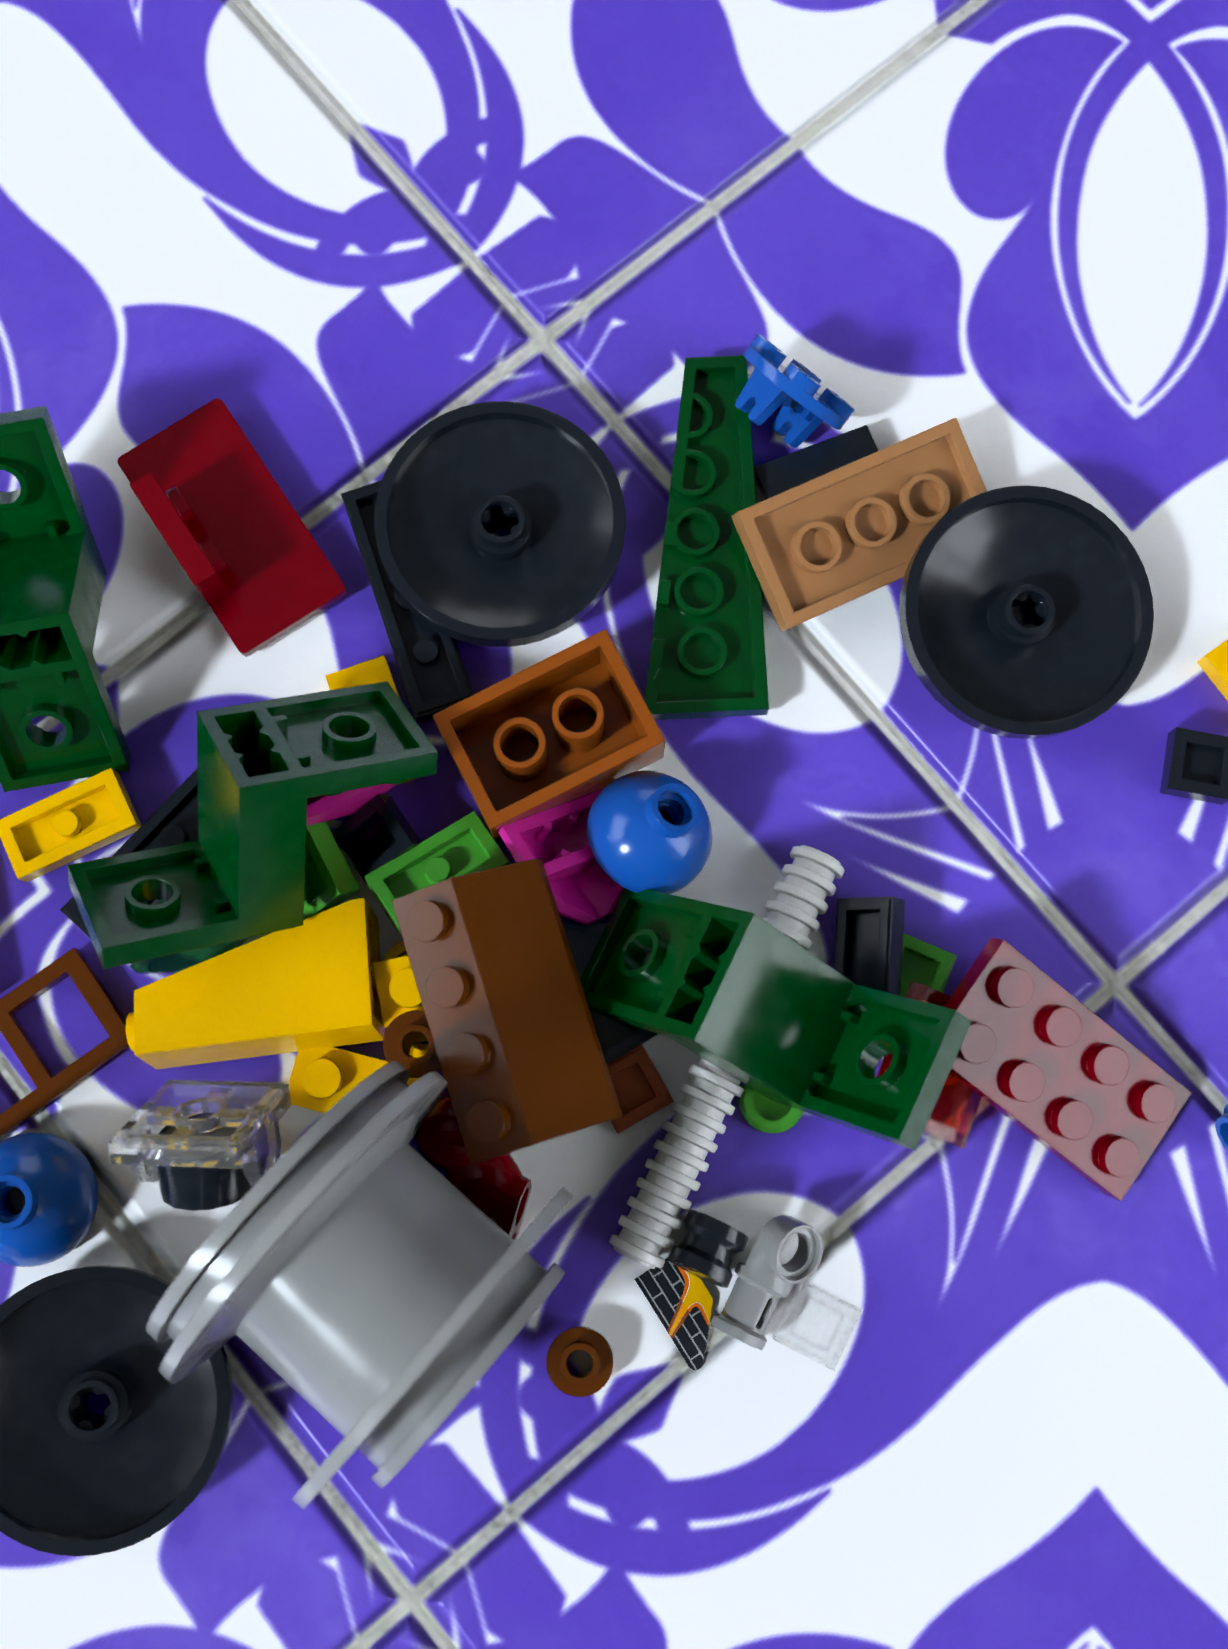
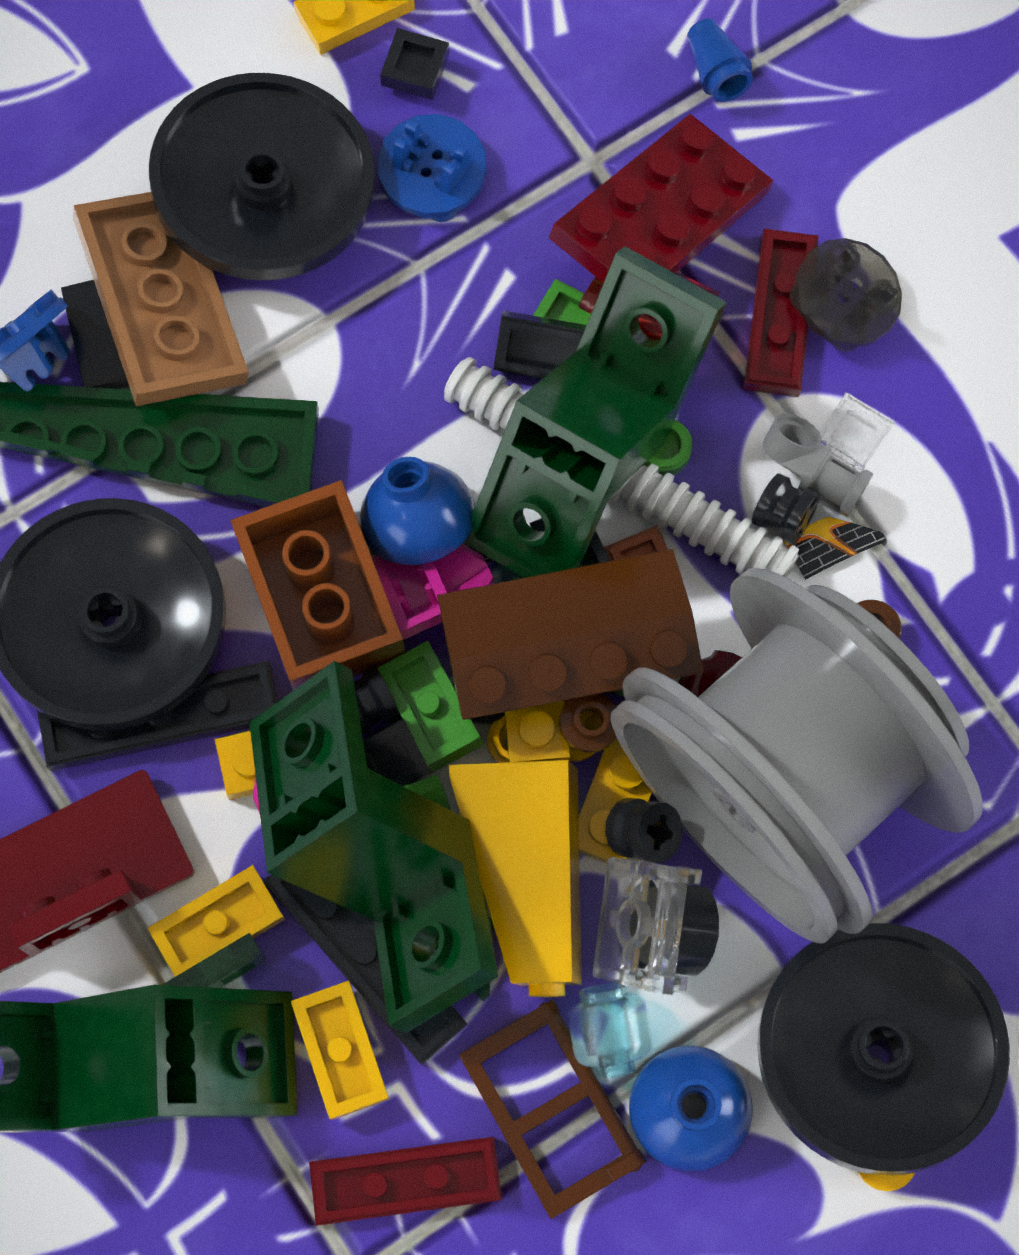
camera: 85 degrees left, 5 degrees down
(99, 1100) = (609, 1029): none -> clear light blue head
(135, 686) = (223, 965): none -> clear green tile
(182, 673) = (216, 920): none -> yellow plate
(304, 1107) = (644, 830): none -> black wheel
(435, 802) = (374, 700): none -> black wheel
(956, 1224) = (777, 327): none -> dark red tile
(1007, 1279) = (829, 274): none -> clear smoke plate
(1066, 828) = (453, 178): none -> blue plate

